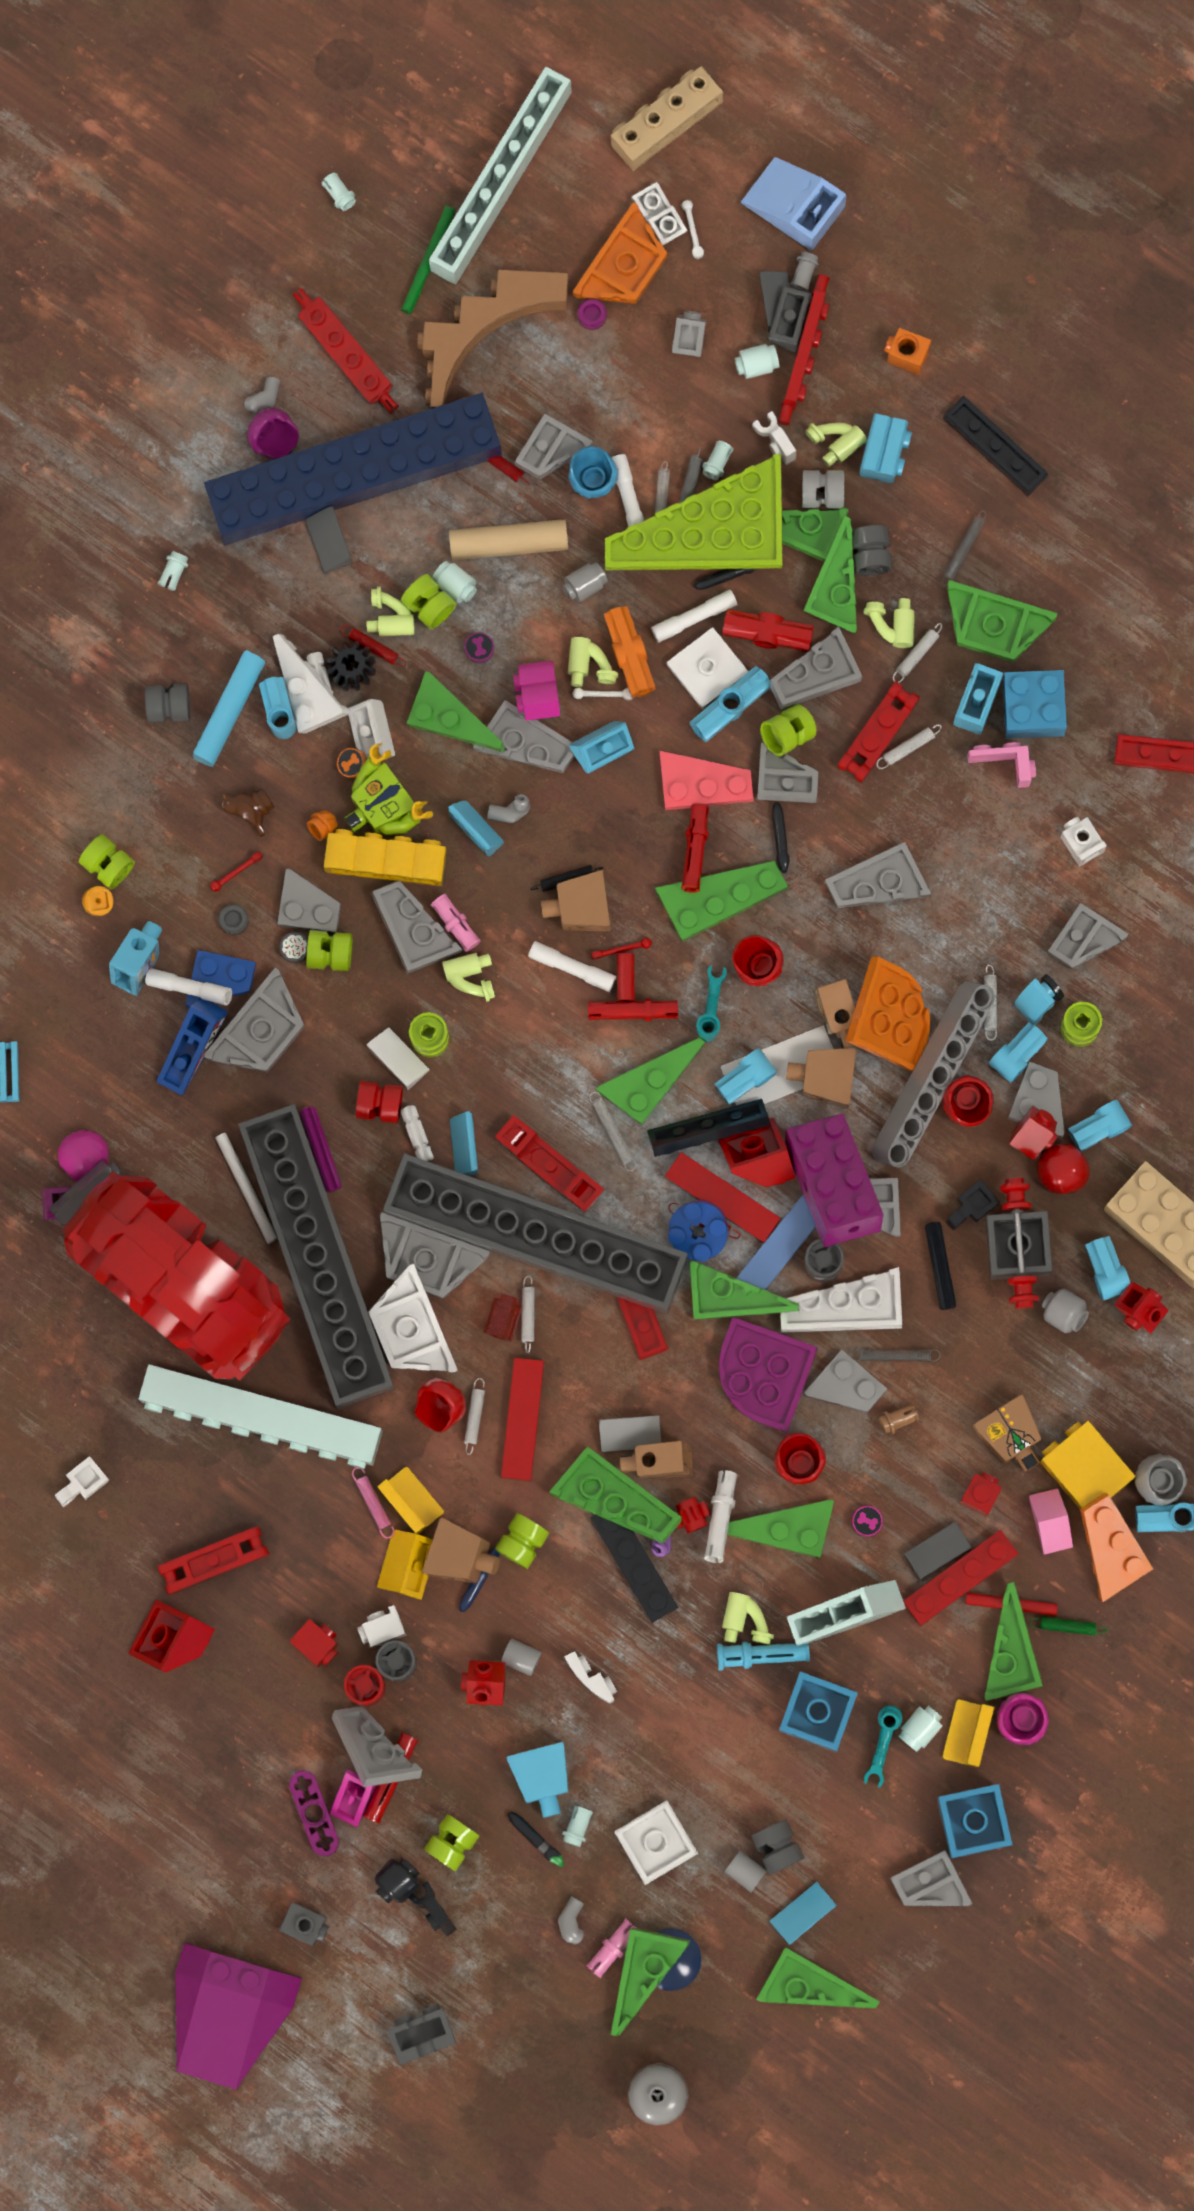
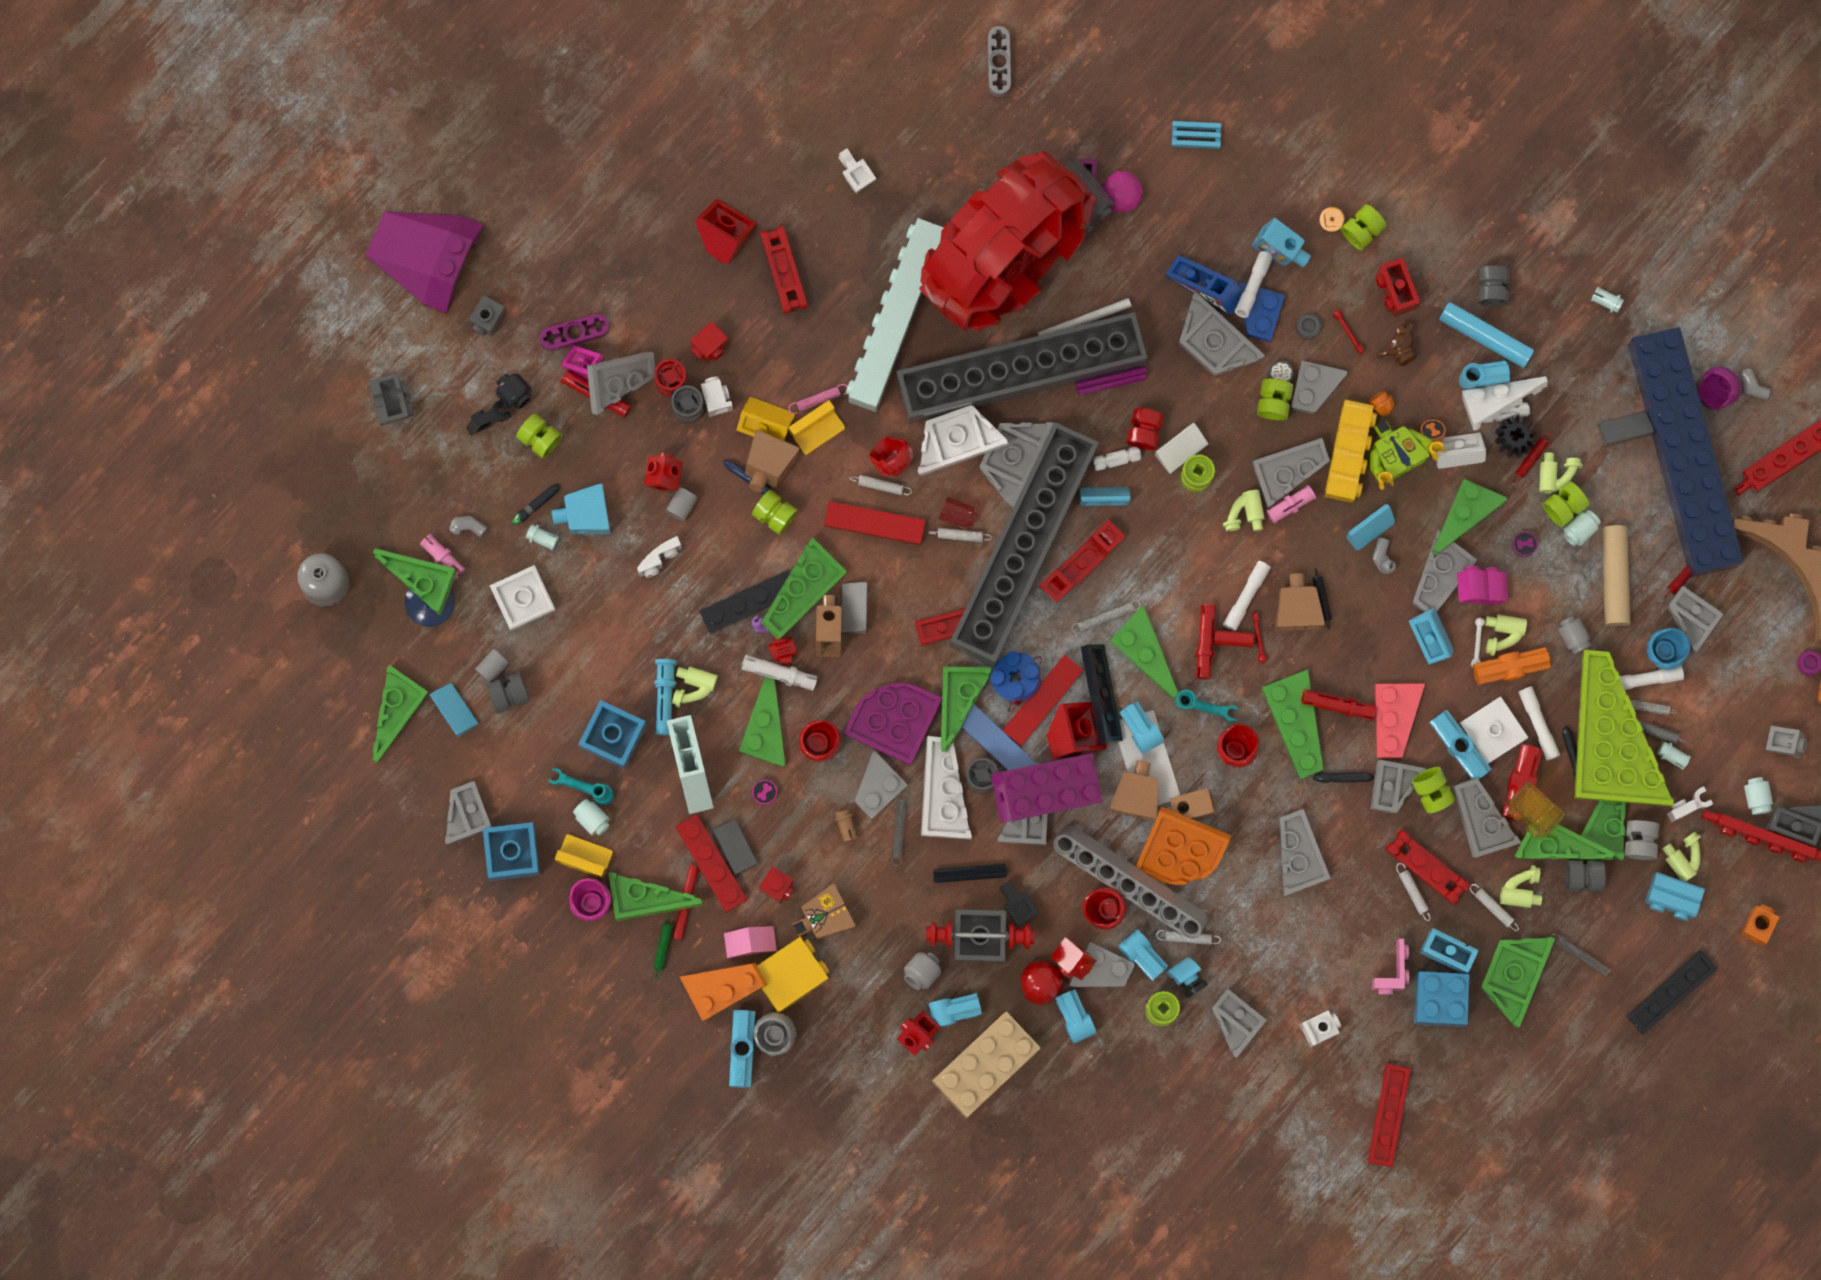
camera: 85 degrees right, 0 degrees up
(179, 815) = (1398, 287): none -> red brick
(803, 610) = (1534, 810): none -> clear yellow brick

